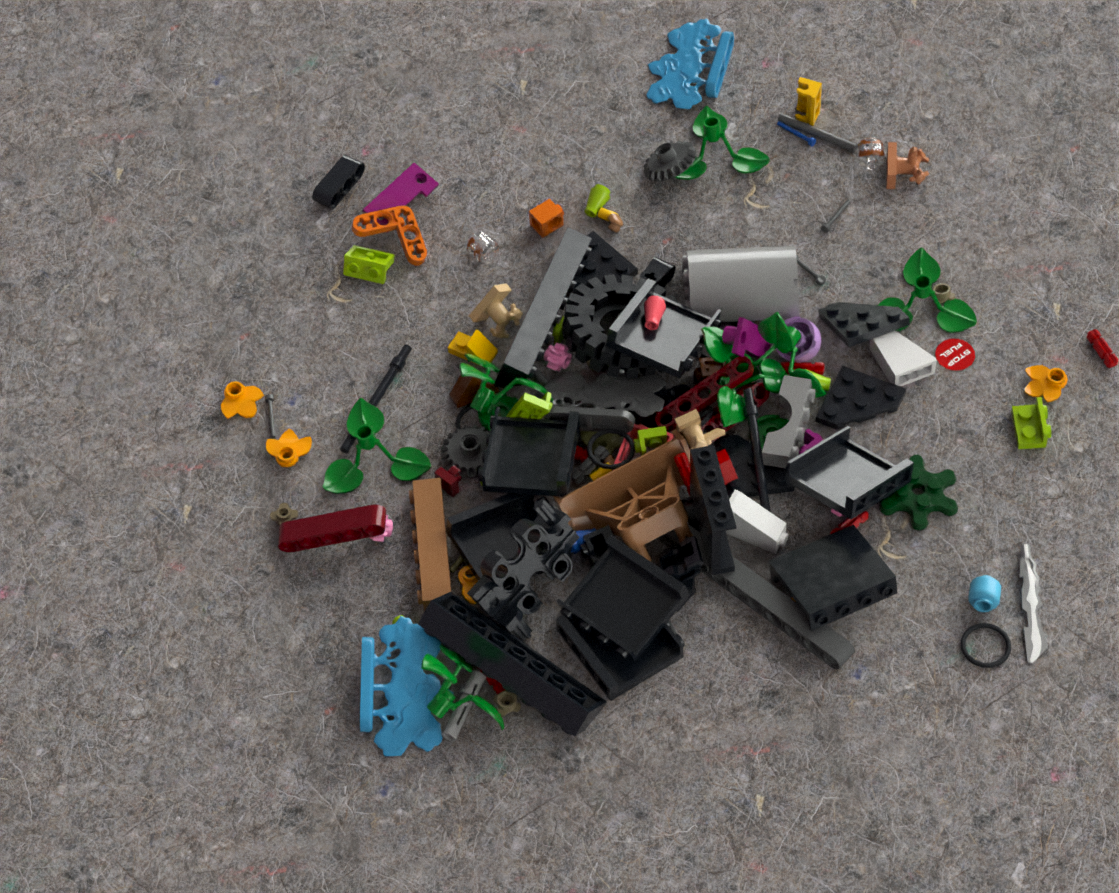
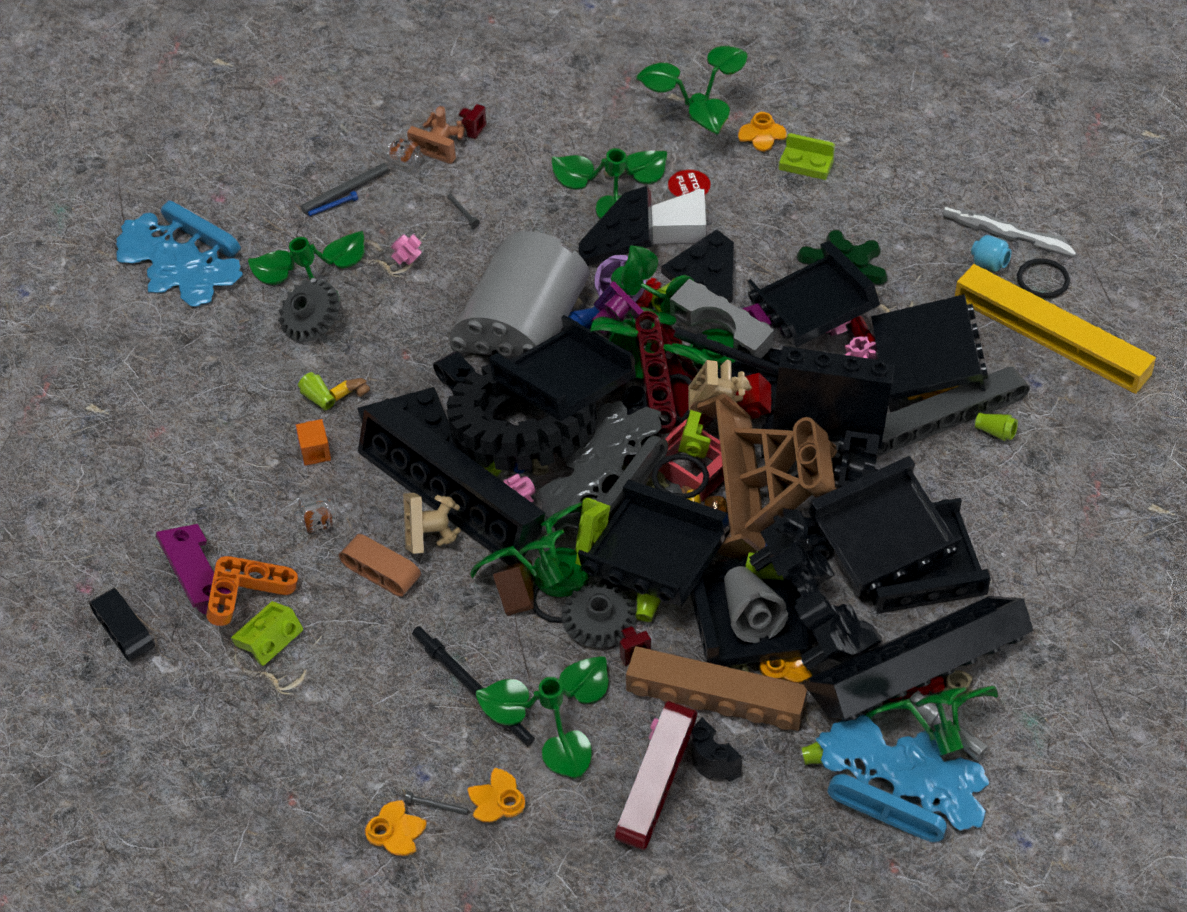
camera: 70 degrees left, 5 degrees down
(283, 509) = (600, 837): dark tan plate -> none
(371, 554) = (713, 758): none -> black cylinder
(453, 302) = (380, 565): none -> nougat beam
(475, 345) = (453, 570): yellow slope -> none
(494, 532) = (753, 606): none -> light grey cone
(654, 309) = (538, 367): coral cone -> none
(684, 468) = (749, 418): red axle -> none
(765, 194) = (406, 249): none -> bright pink gear
(787, 657) = (998, 425): none -> lime cone
(808, 100) = (310, 171): yellow hinge -> none
(814, 530) = (862, 348): none -> bright pink gear
(920, 668) = (1056, 329): none -> yellow brick
(936, 181) = (473, 120): none -> dark red tile
(1022, 330) = (706, 112): none -> green plant
(1102, 348) = (743, 81): red axle -> none

